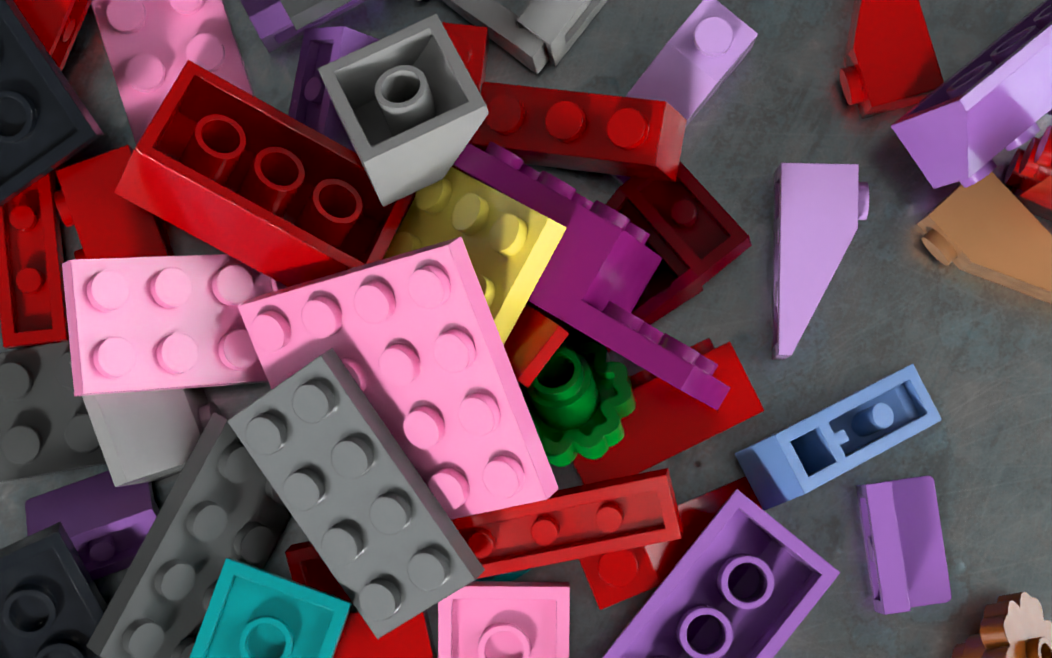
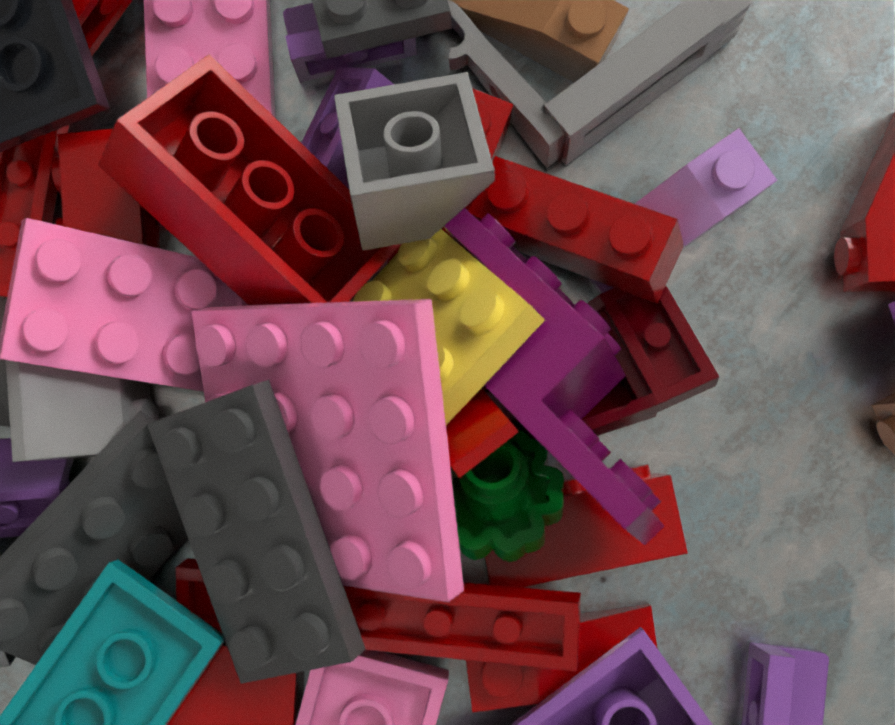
camera: 10 degrees right, 0 degrees up
(812, 228) = (773, 389): lavender slope -> none
(837, 438) = (745, 597): medium blue slope -> none

